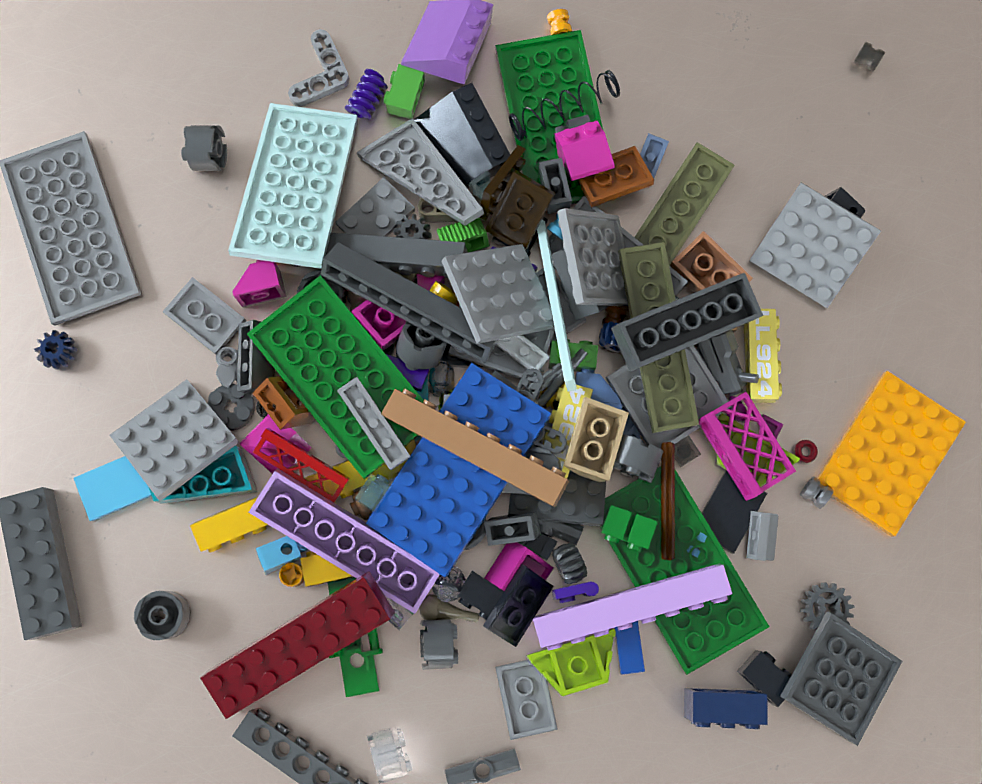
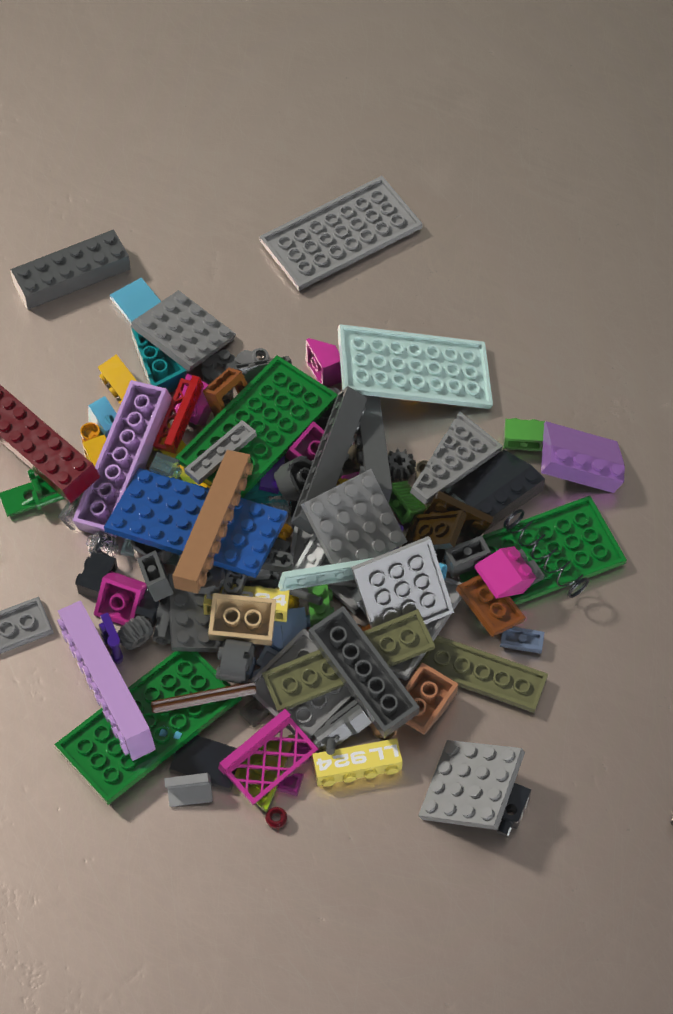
camera: 80 degrees right, 20 degrees down
(47, 348) = (239, 244): dark blue gear -> none
(152, 625) = (43, 354): dark grey brick -> none
(204, 147) = (430, 303): dark grey brick -> none
(204, 315) = (290, 334): light grey plate -> none
(330, 72) = (526, 380): light grey beam -> none
(366, 94) = (511, 408): dark purple piece -> none
(376, 211) = (409, 434): light grey plate -> none
(435, 609) = (78, 541): dark tan piece -> none
(437, 644) = (50, 545): dark grey brick -> none
(518, 605) = (95, 596): black tile -> none
(559, 21) = (628, 542): light orange wheel -> none
(577, 664) = (51, 656): lime wing -> none
(629, 528) = (171, 663): green piece -> none
(629, 649) = (71, 698): blue tile -> none
(726, 707) = (29, 775): dark blue brick -> none
(765, 676) = (61, 812): black brick -> none
(816, 492) = (239, 828): flat silver wheel -> none
(819, 601) = (128, 846): dark grey gear -> none
(841, 678) = (69, 871): dark grey plate -> none
(890, 453) = (291, 895): light orange plate -> none

